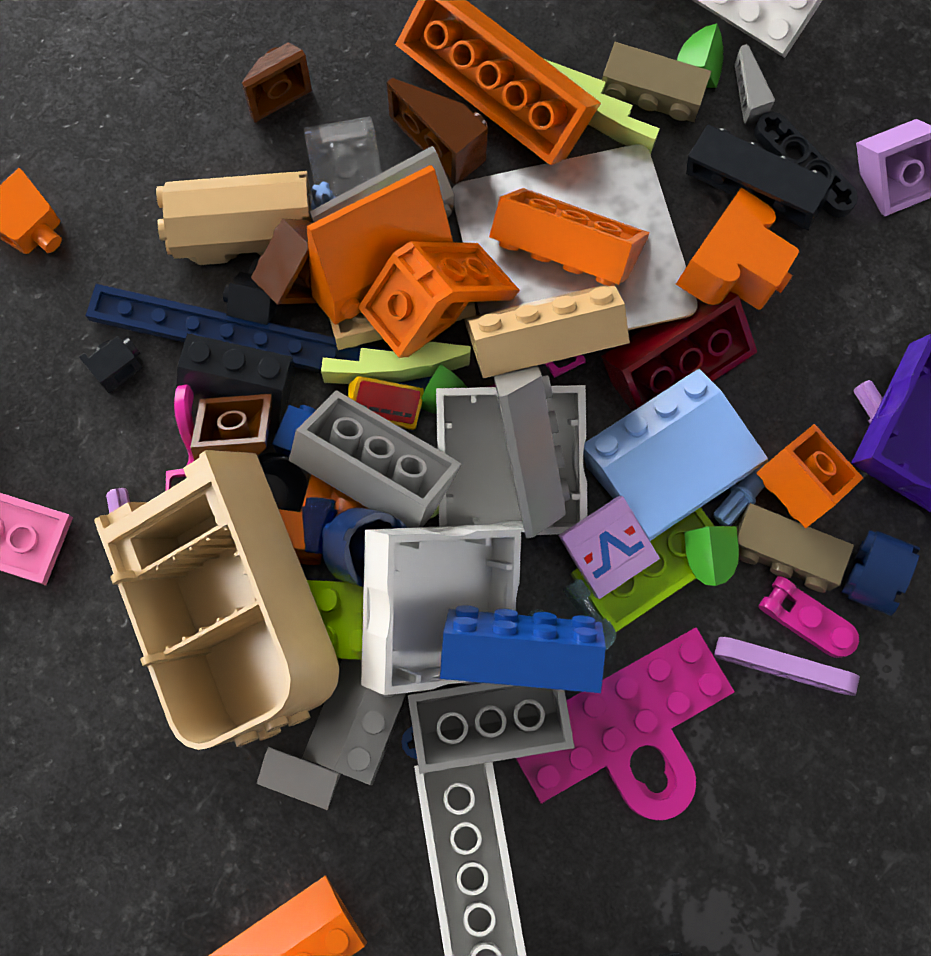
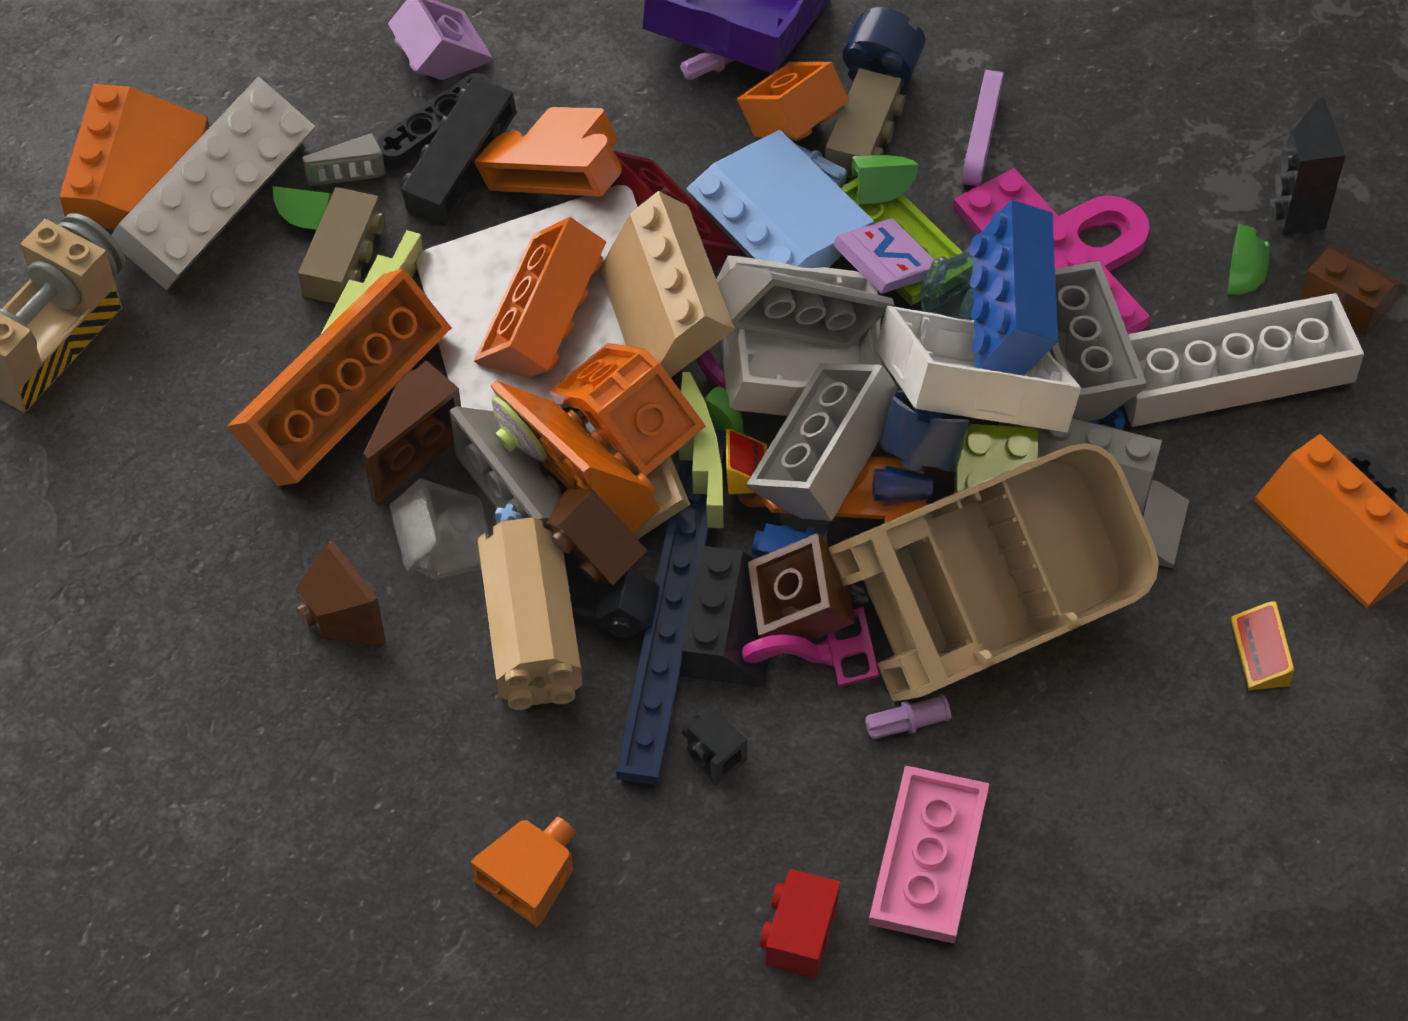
camera: 90 degrees left, 20 degrees down
(156, 852) = (1263, 647): none -> slope
(606, 917) = (1249, 261): none -> bright green brick
(810, 619) = (931, 114): dark pink plate -> none

